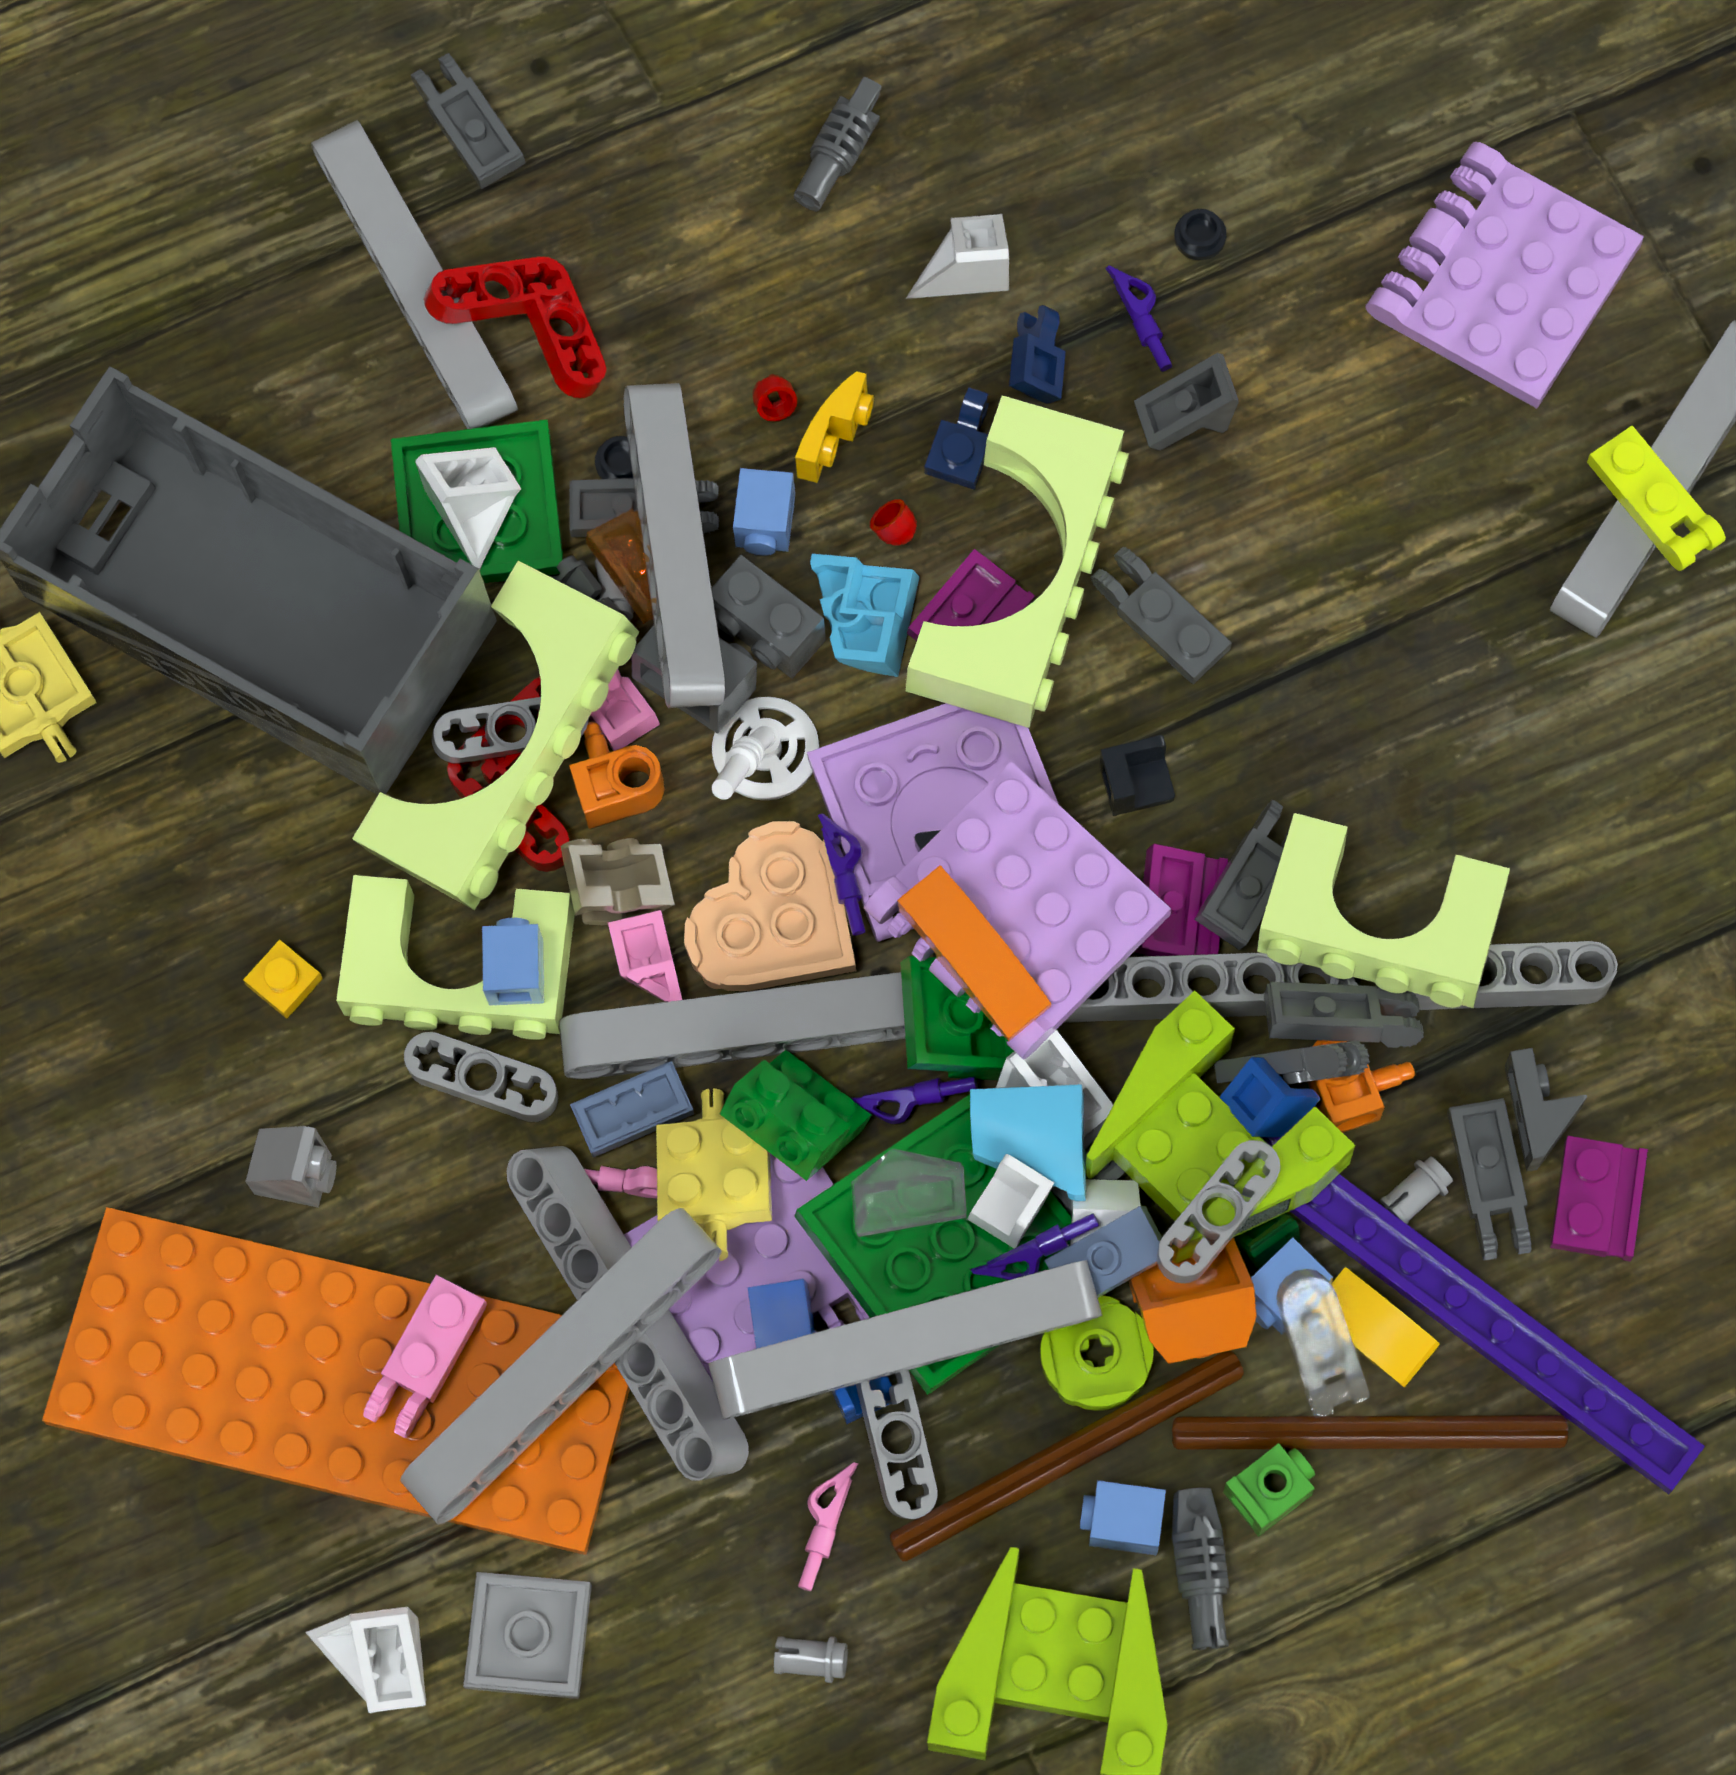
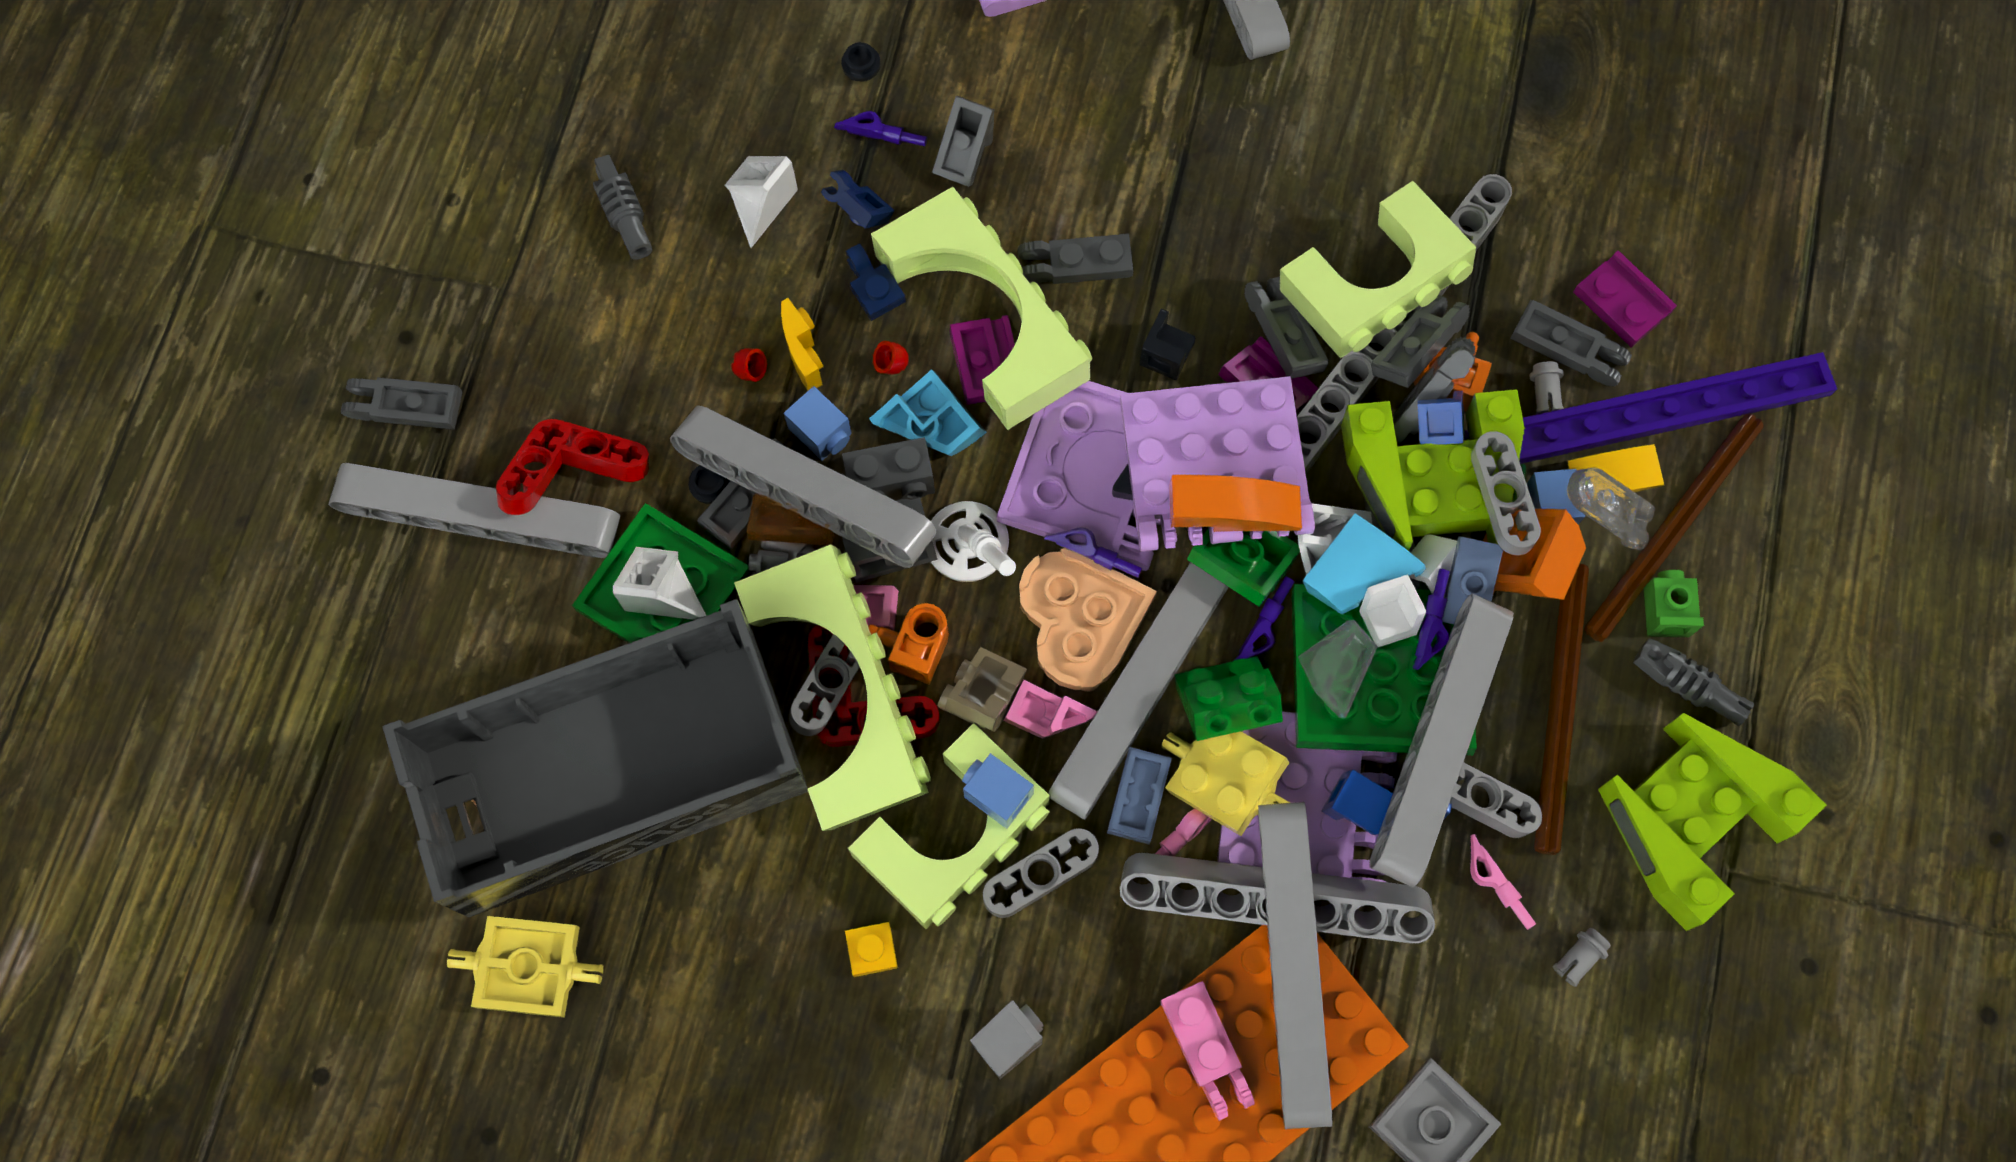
camera: 55 degrees left, 0 degrees up
(1122, 1374) = (1537, 638): lime plate -> none
(1124, 1517) = (1631, 701): medium blue brick -> none
(1537, 1121) = (1560, 292): dark grey slope -> none

